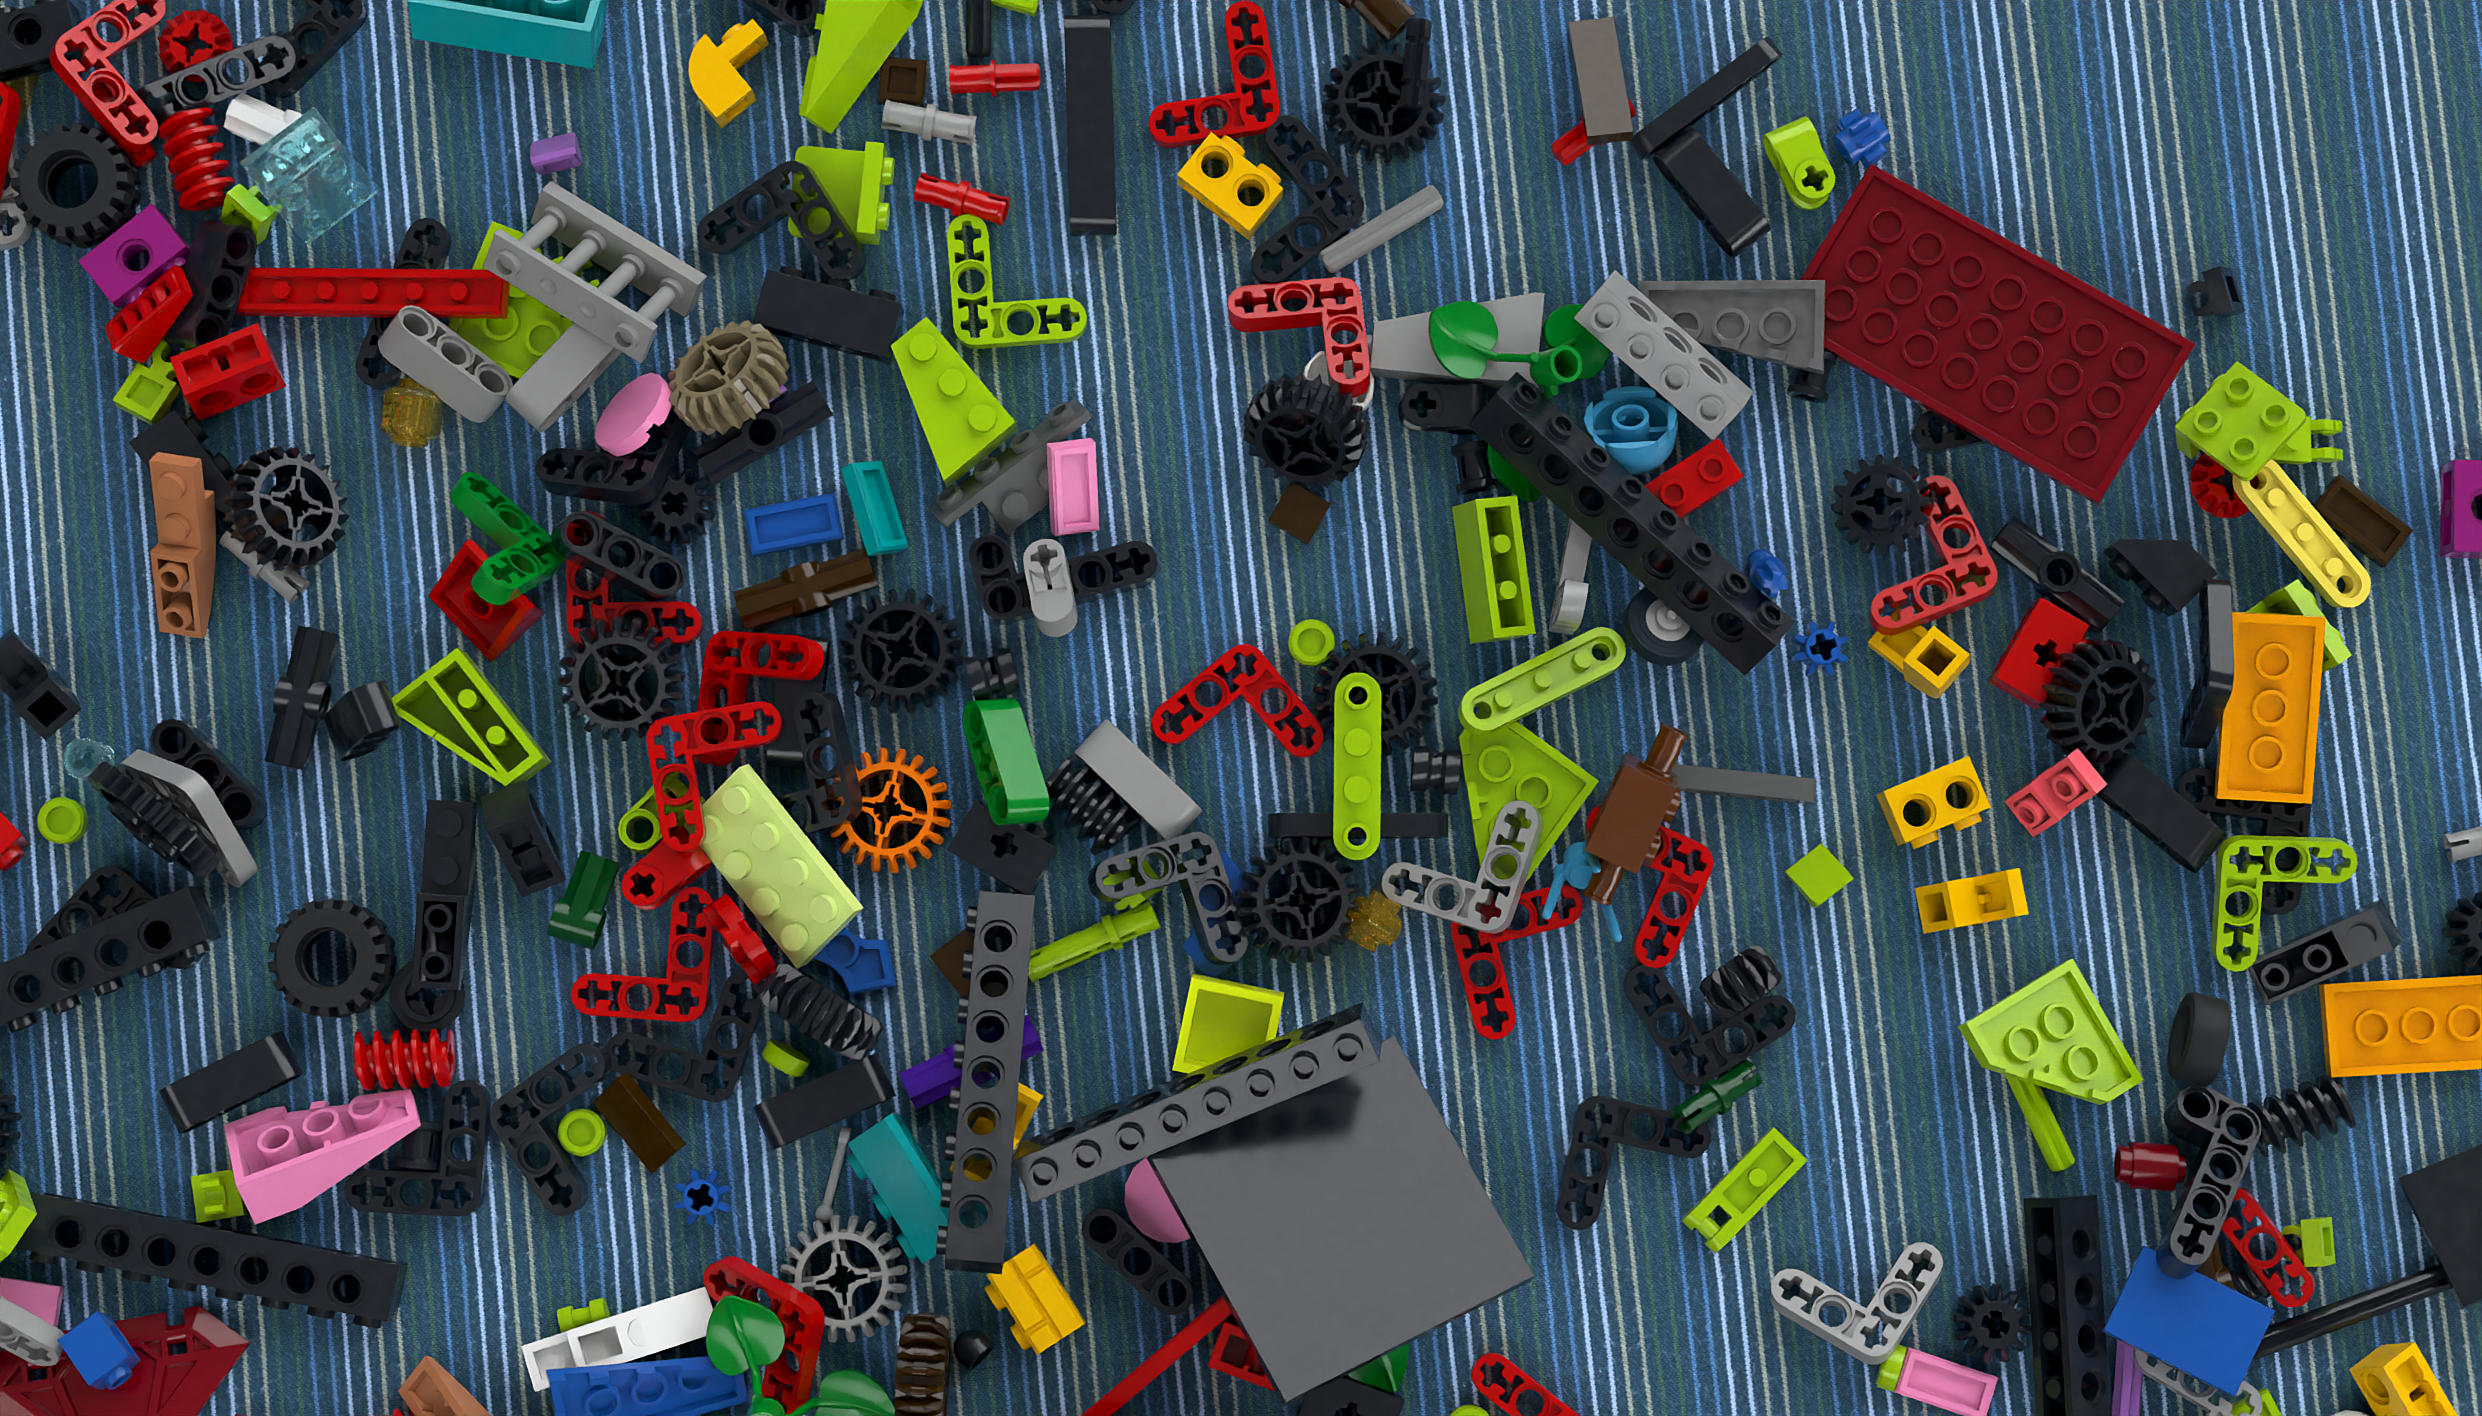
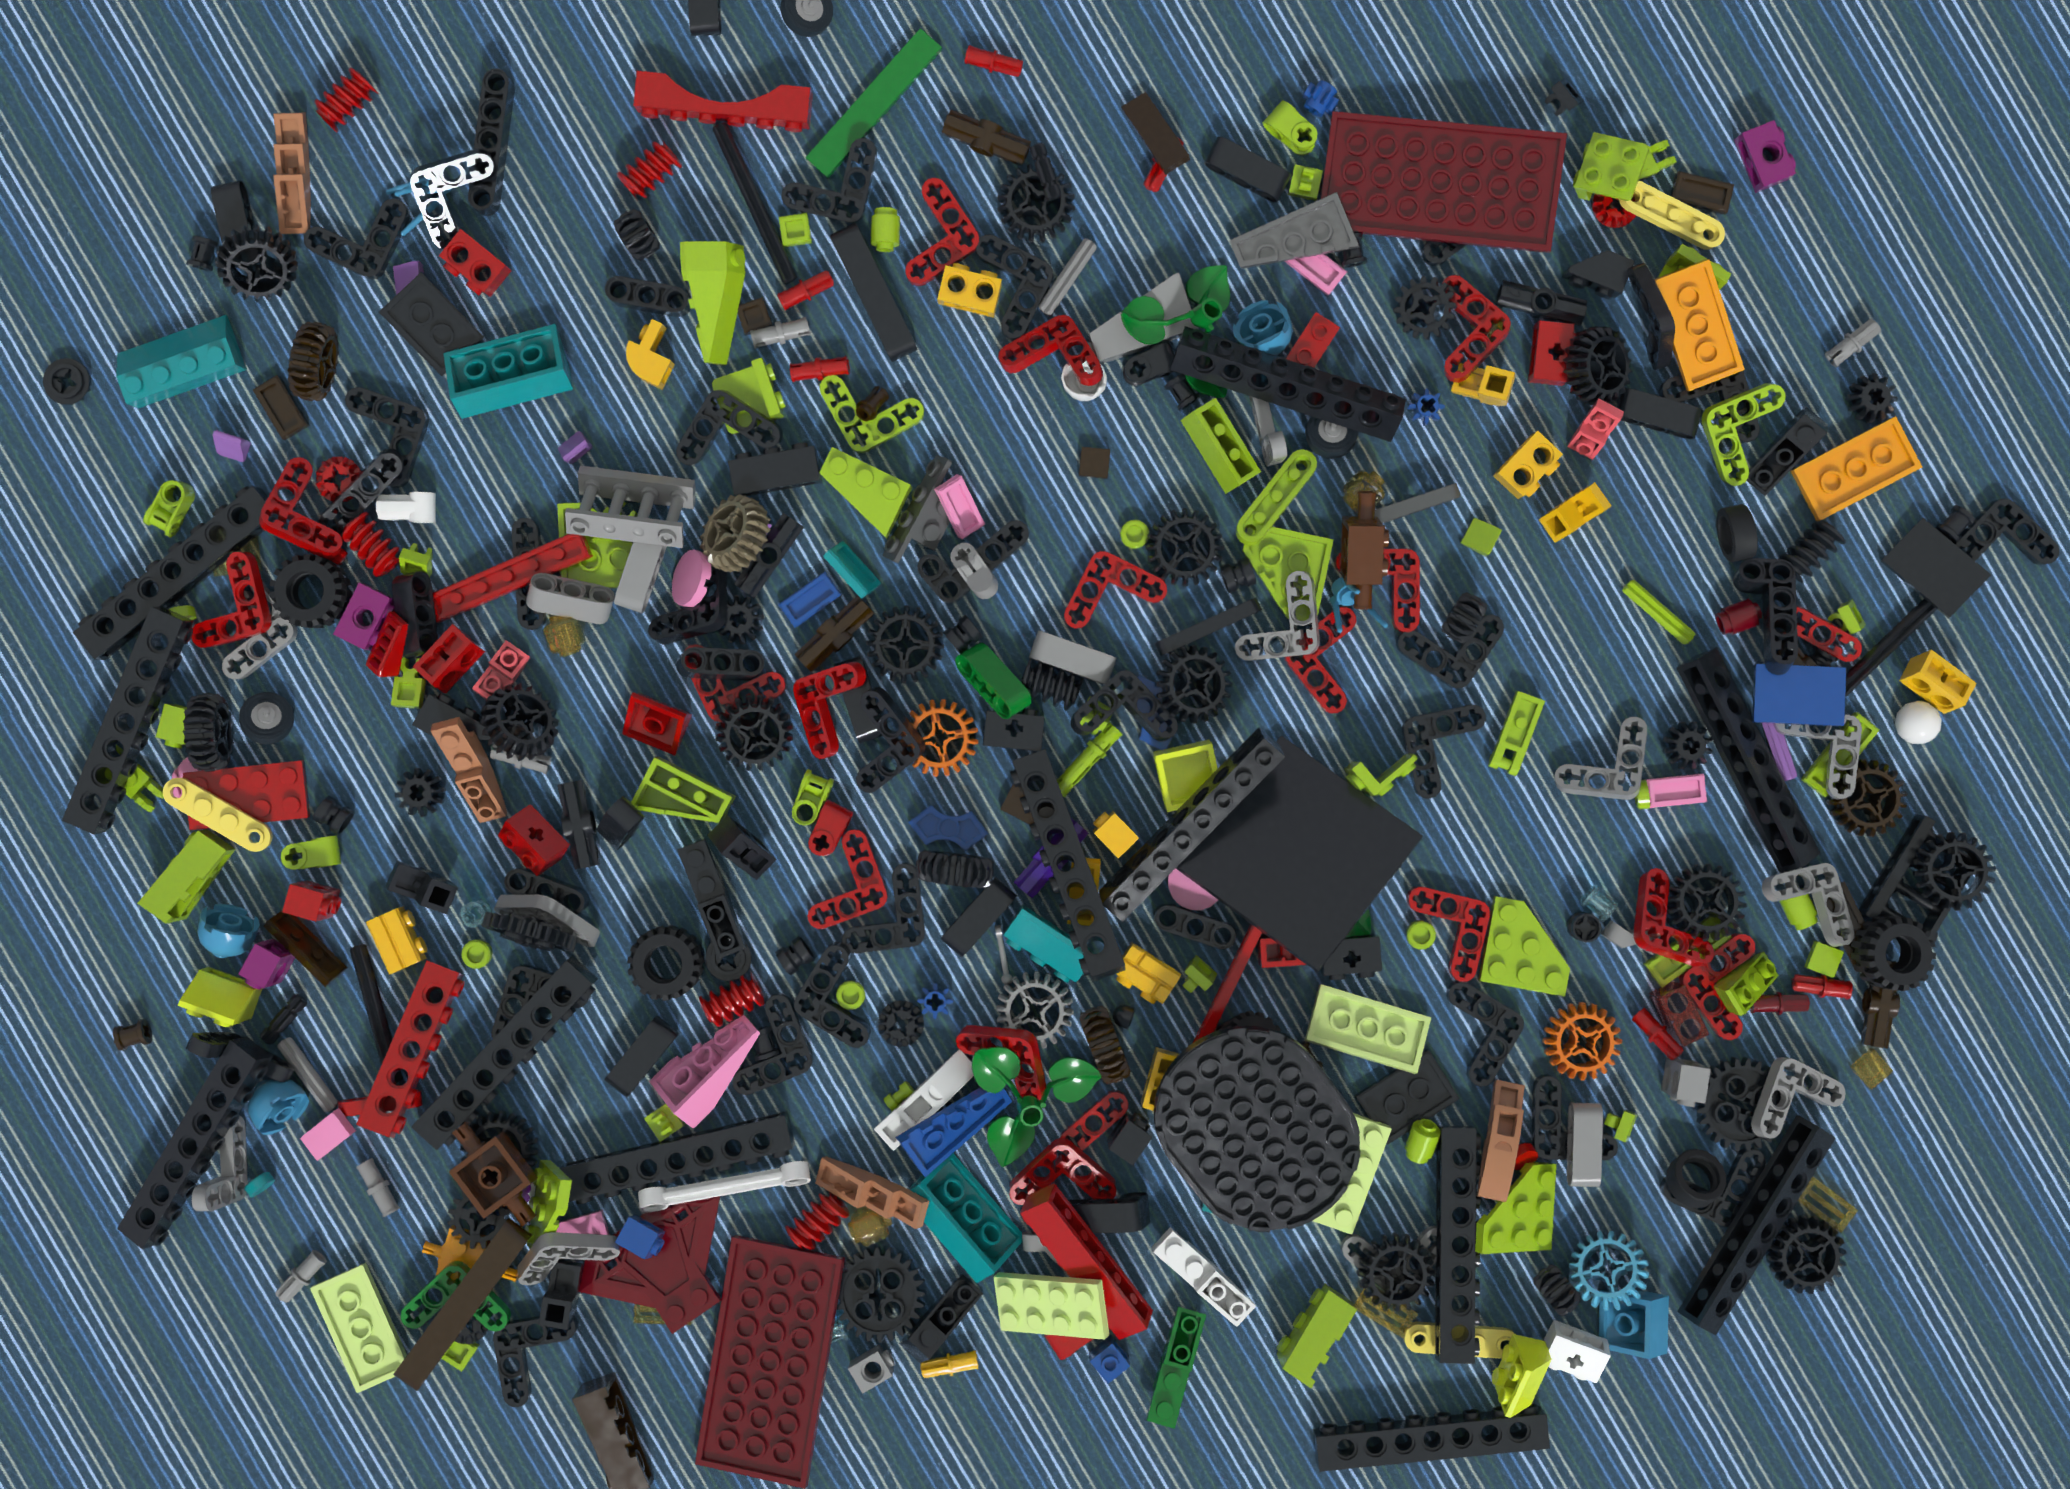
camera: 20 degrees left, 5 degrees up
(82, 537) = (410, 789): none -> black gear
(224, 690) = (533, 840): none -> red brick
(300, 424) = (502, 670): none -> coral slope
(309, 176) = (441, 525): clear light blue bracket -> none
(364, 1359) = (659, 1198): none -> white piece
(514, 532) = (655, 677): green beam -> none
(527, 1035) = (795, 955): none -> black wheel
(581, 912) = (792, 872): dark green piece -> none
(639, 1123) = (880, 975): dark brown tile -> none
(652, 1224) = (906, 1011): none -> black gear
(693, 746) = (813, 752): red beam -> none
(739, 939) = (889, 848): red plate -> none
(775, 867) = (889, 799): yellowish green plate -> none
(785, 1058) = (945, 902): lime tile -> none
(1006, 285) = (868, 408): none -> dark brown pin
(1080, 1066) = (1114, 833): none -> yellow brick
(1112, 1336) = (1198, 974): none -> lime tile
(1148, 43) = (885, 229): none -> lime brick
(1305, 430) = (1078, 414): black gear -> none
(1357, 766) = (1194, 593): lime plate -> none
(1374, 921) = (1242, 676): clear yellow gear -> none
(1483, 1152) = (1363, 780): none -> lime bracket
(1664, 355) = (1263, 277): light grey brick -> none
(1682, 716) = (1362, 482): none -> clear yellow head
(1705, 98) = (1220, 115): black beam -> none
(1716, 1096) = (1478, 688): dark green pin -> none
(1761, 378) = (1319, 271): none -> bright pink tile
(1767, 572) = (1377, 377): blue axle -> none
(1787, 248) = (1305, 182): none -> lime tile
(2054, 1038) = (1654, 569): lime plate -> none

